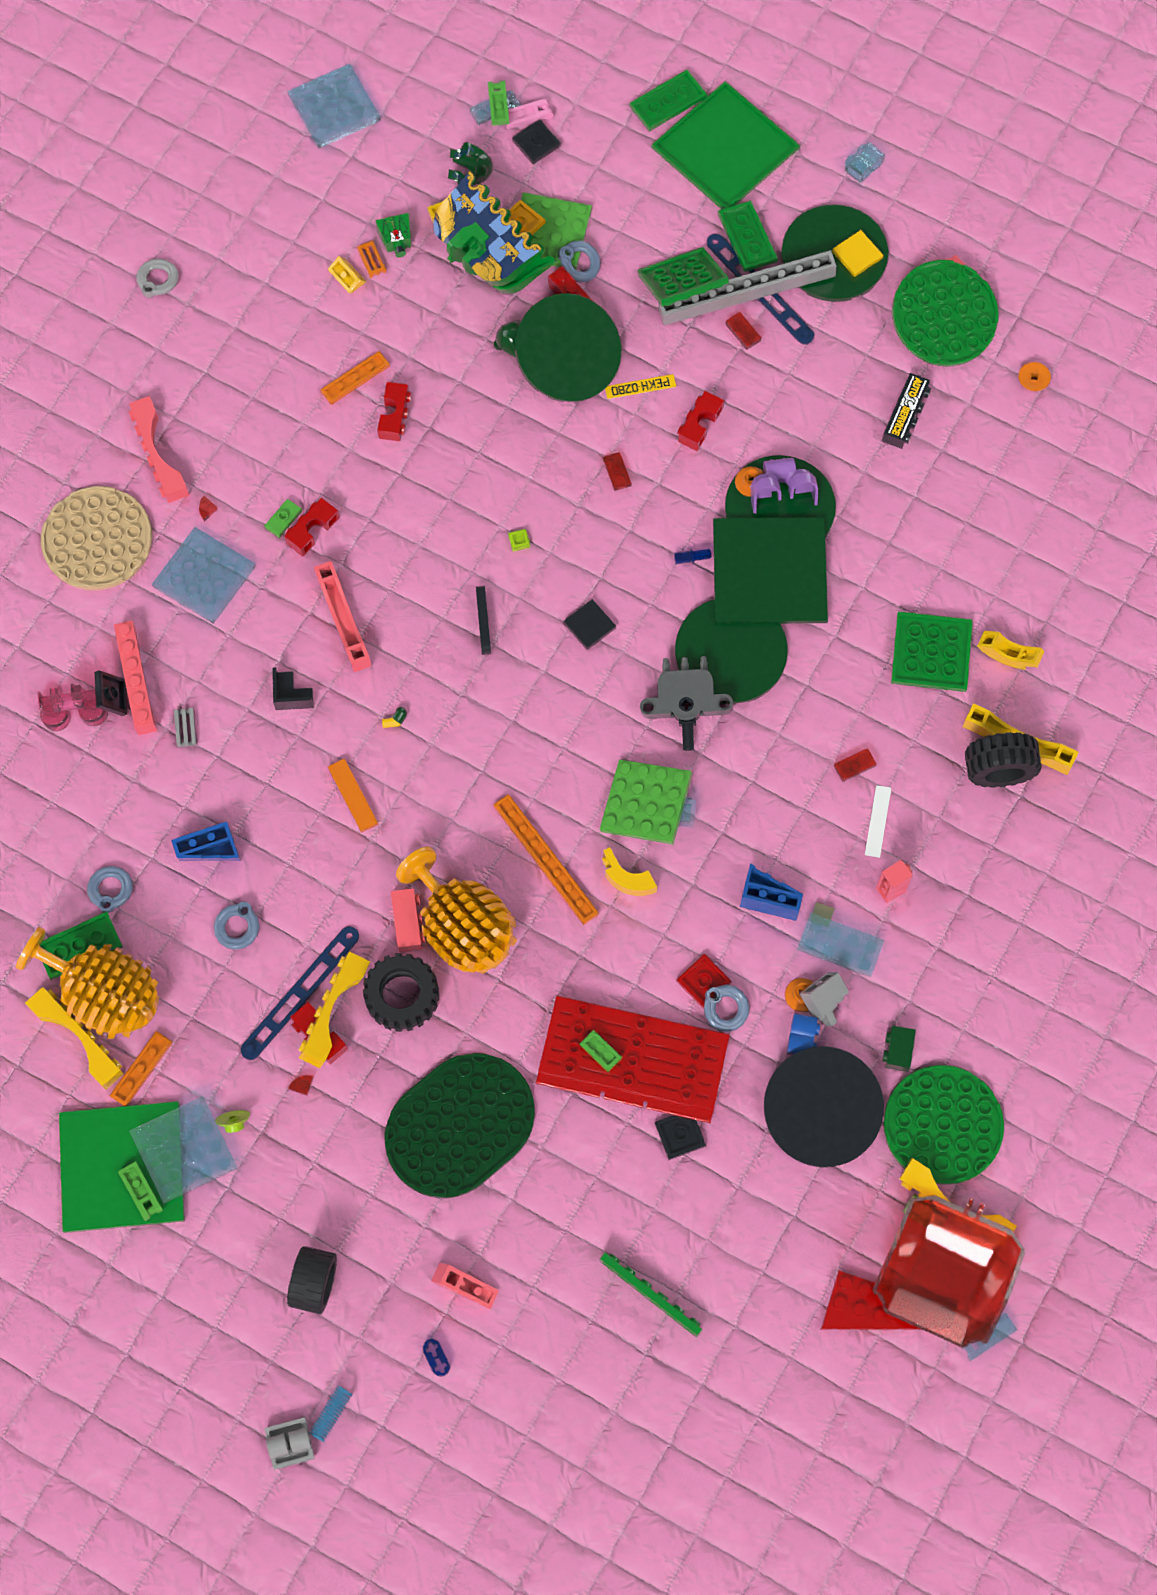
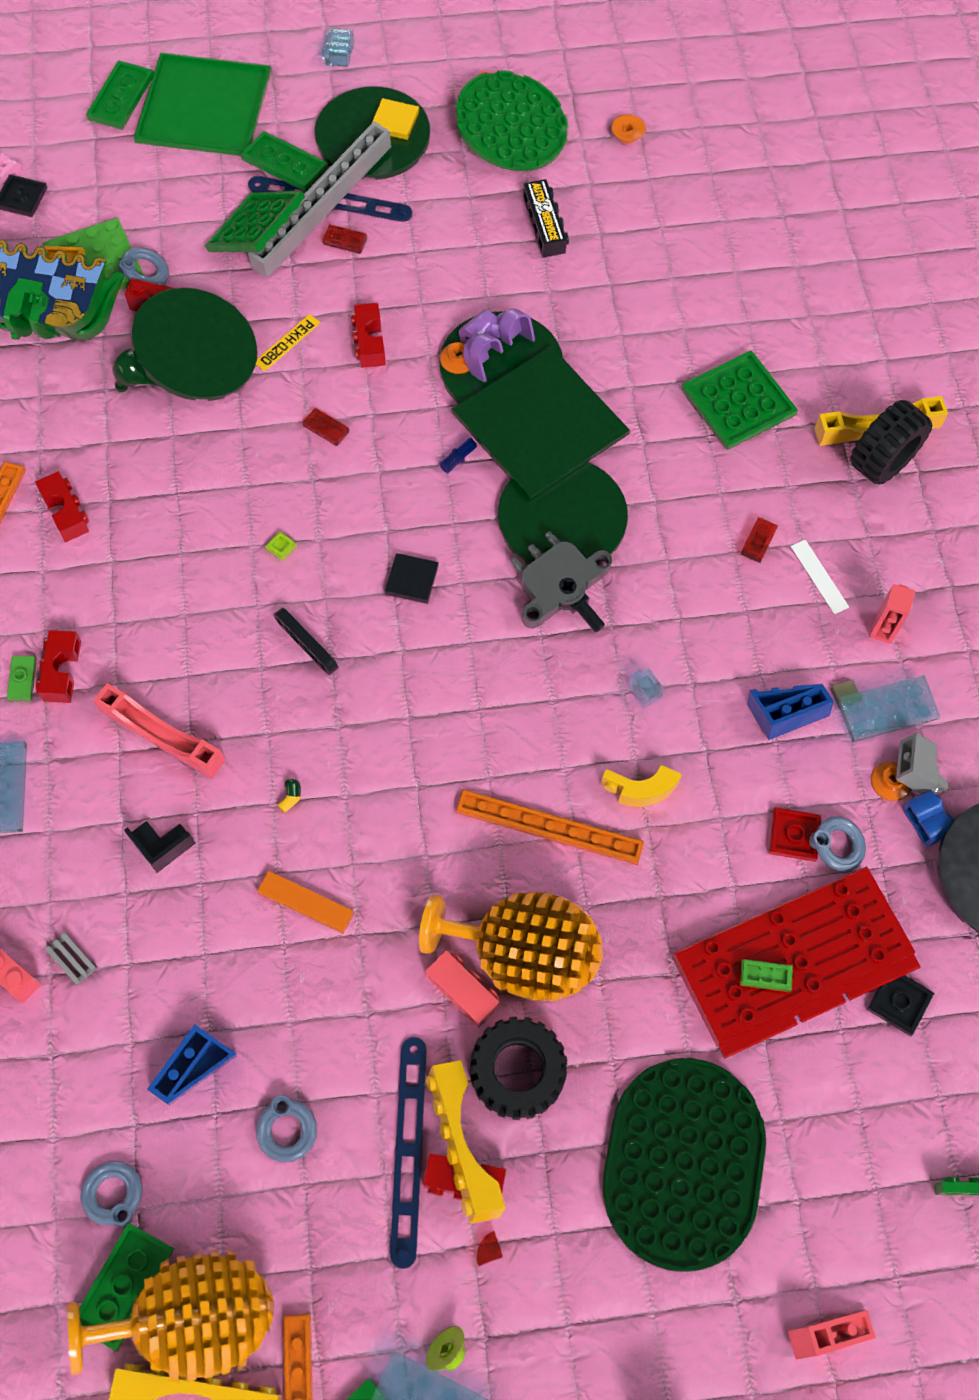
camera: 40 degrees left, 5 degrees down
(646, 801) = (603, 703): bright green plate -> none
(1008, 652) = (809, 357): yellow arch -> none

